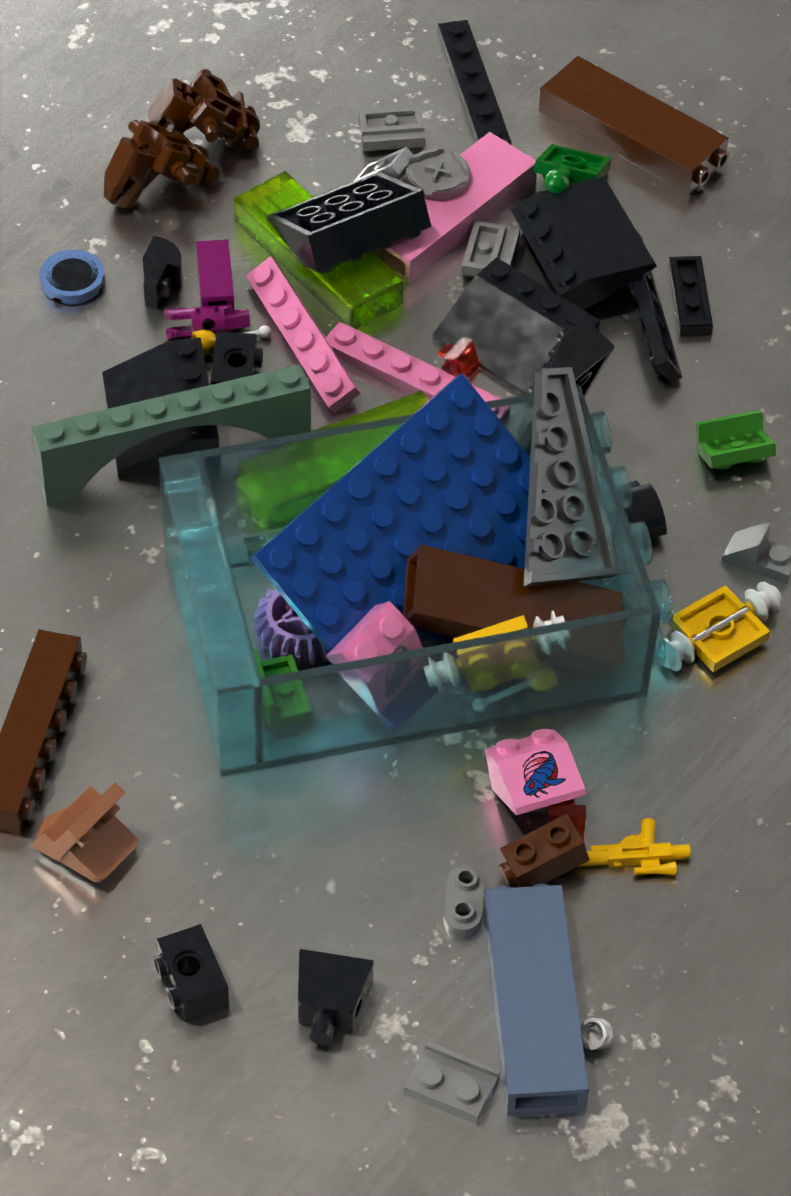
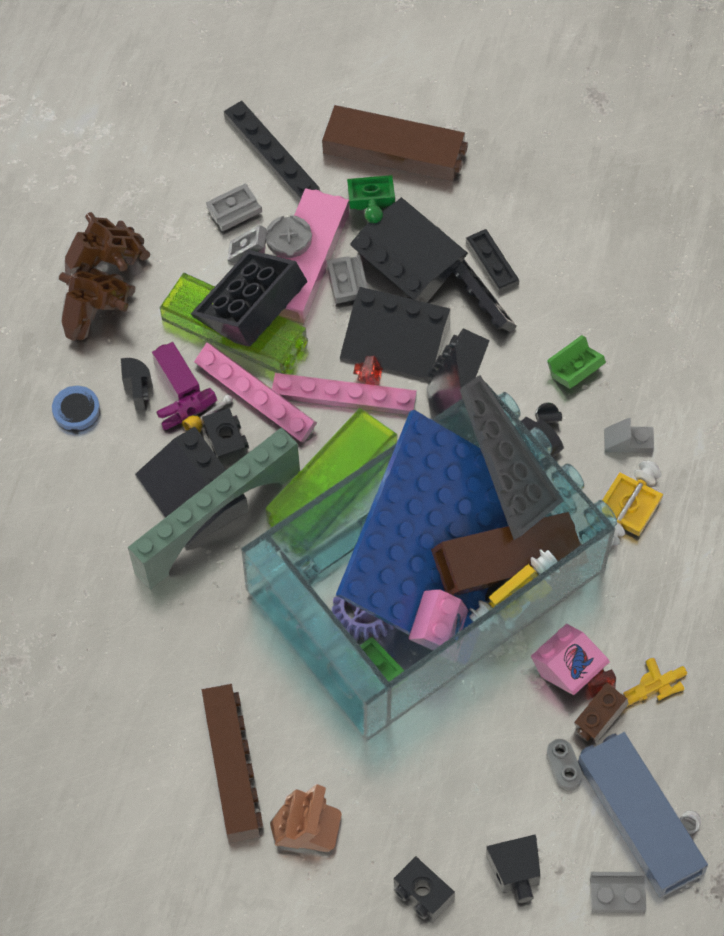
camera: 20 degrees left, 10 degrees up
(667, 486) = (548, 412): none -> black plate

